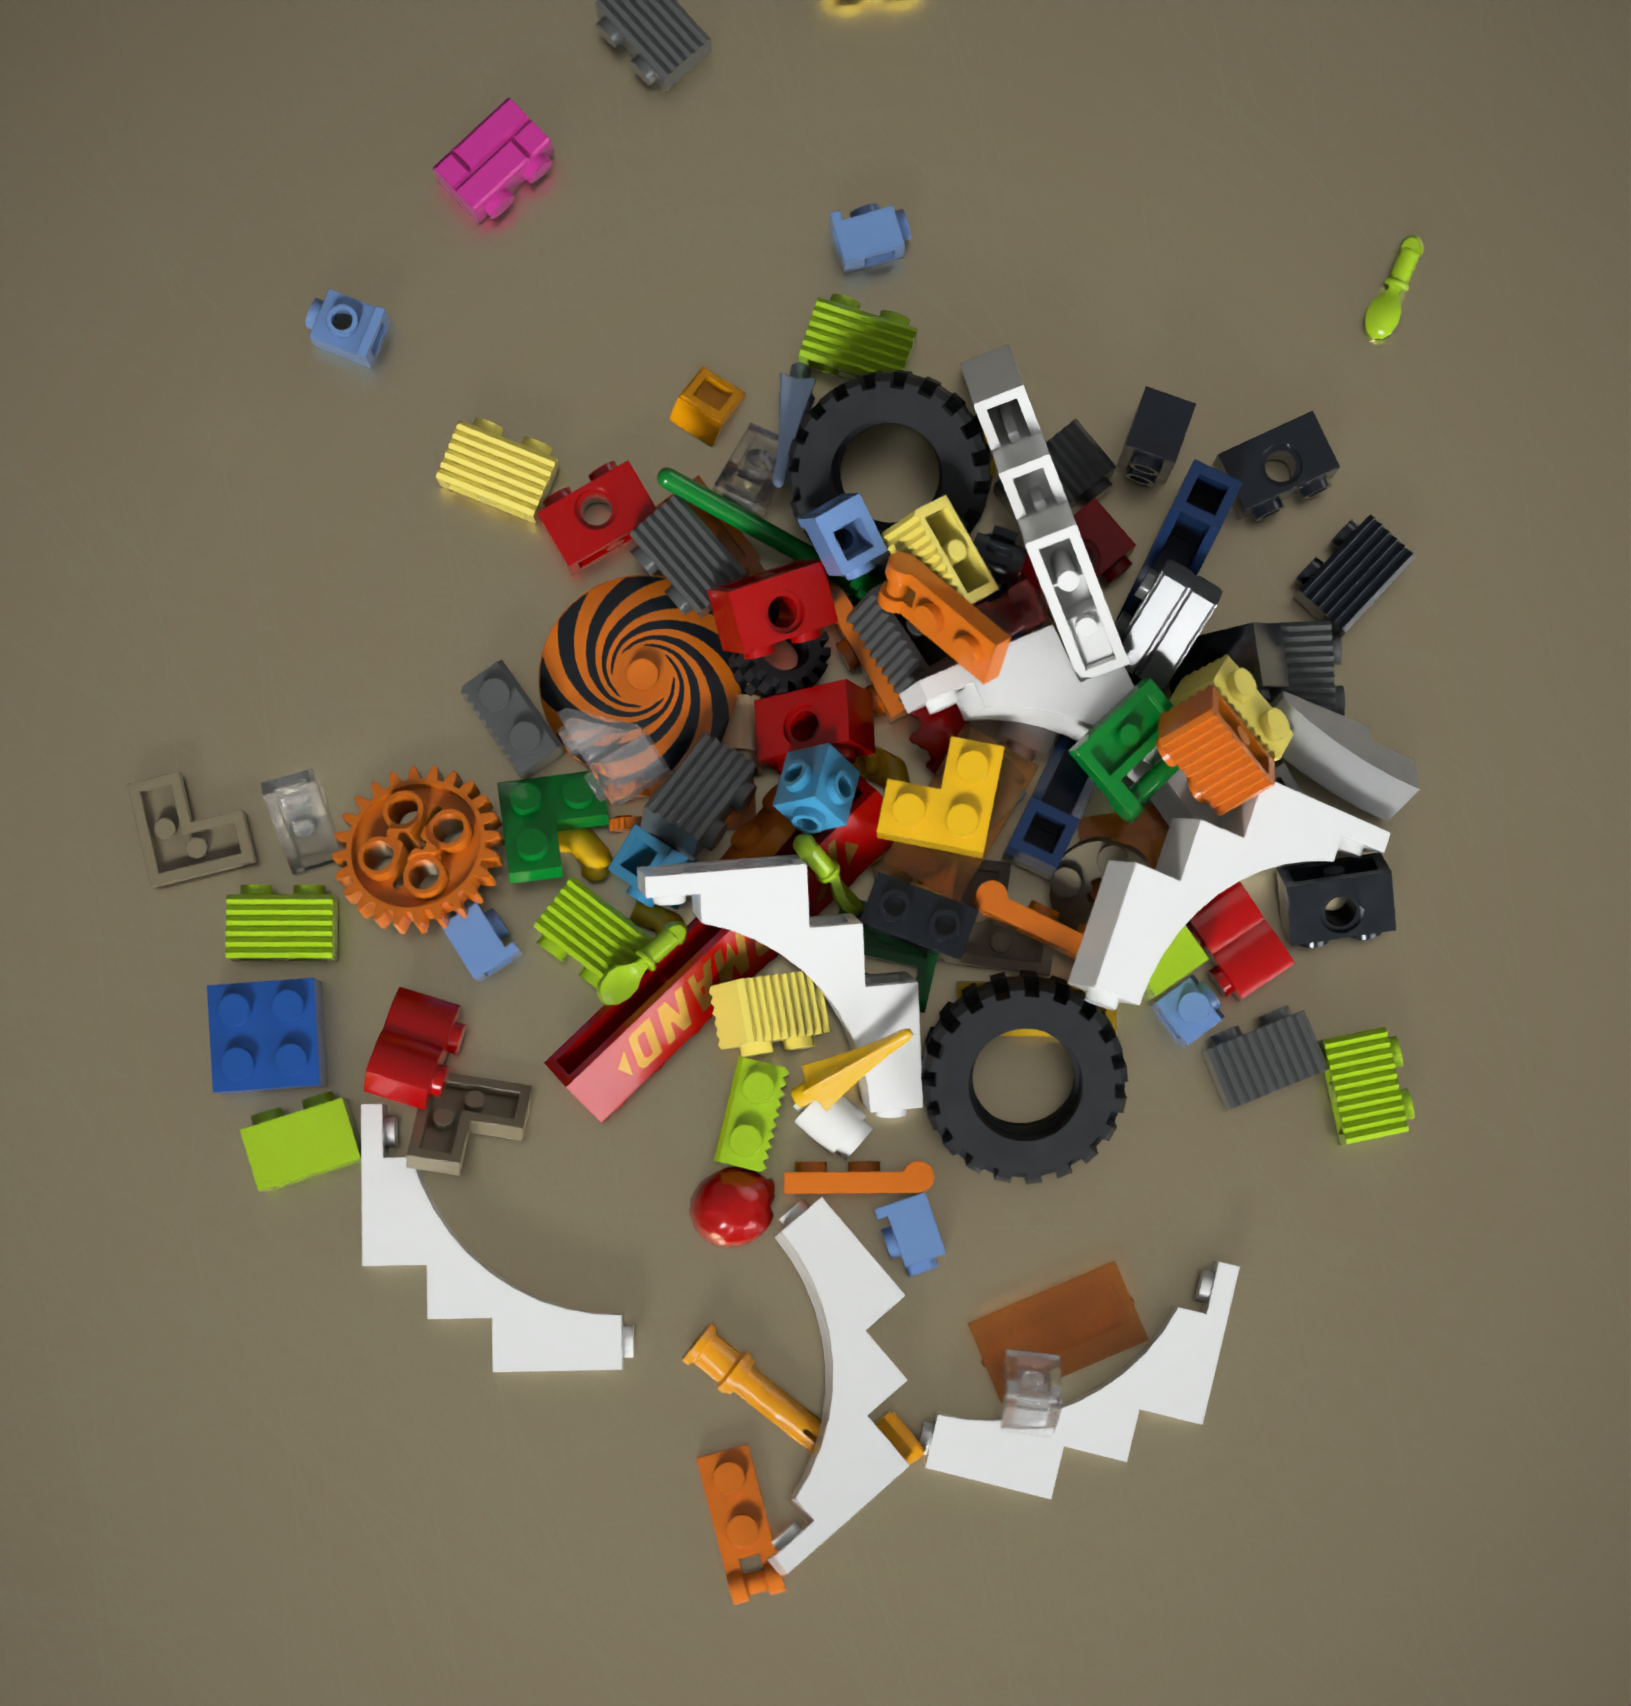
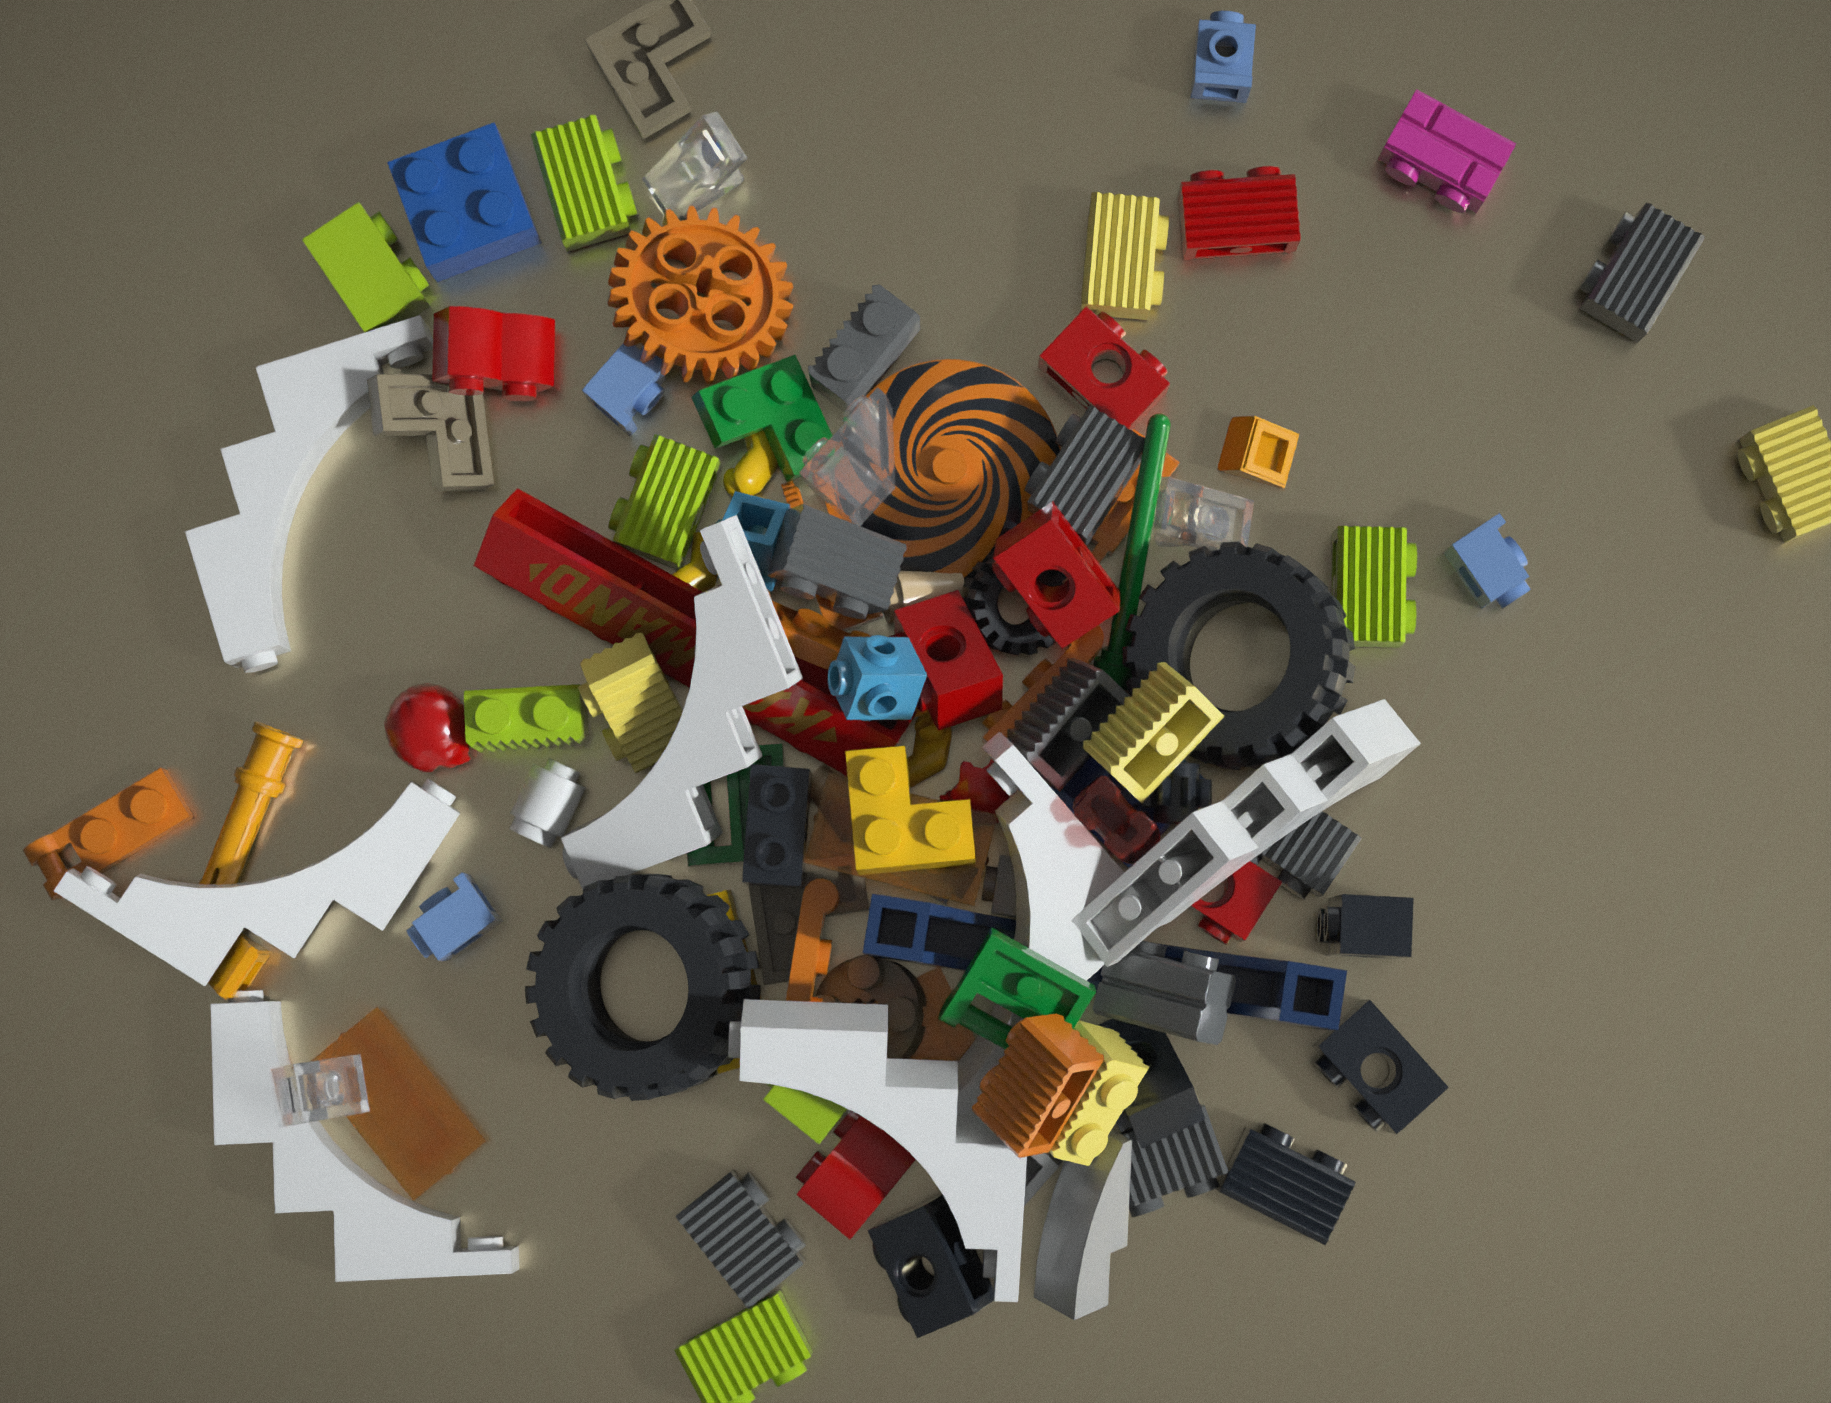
camera: 80 degrees right, 0 degrees up
(493, 356) = (1239, 214): none -> red brick
(623, 979) = (623, 541): lime piece -> none
(794, 403) = (1289, 538): sand blue piece -> none
(827, 872) = (795, 716): lime piece -> none
(834, 1076) = (583, 786): yellow piece -> none
(861, 1178) = (493, 850): orange plate -> none
(863, 539) = (1149, 647): medium blue brick -> none
(943, 616) = (1091, 751): orange plate -> none
(1188, 1010) = (768, 1143): medium blue brick -> none
(1386, 310) = (1586, 1137): lime piece -> none

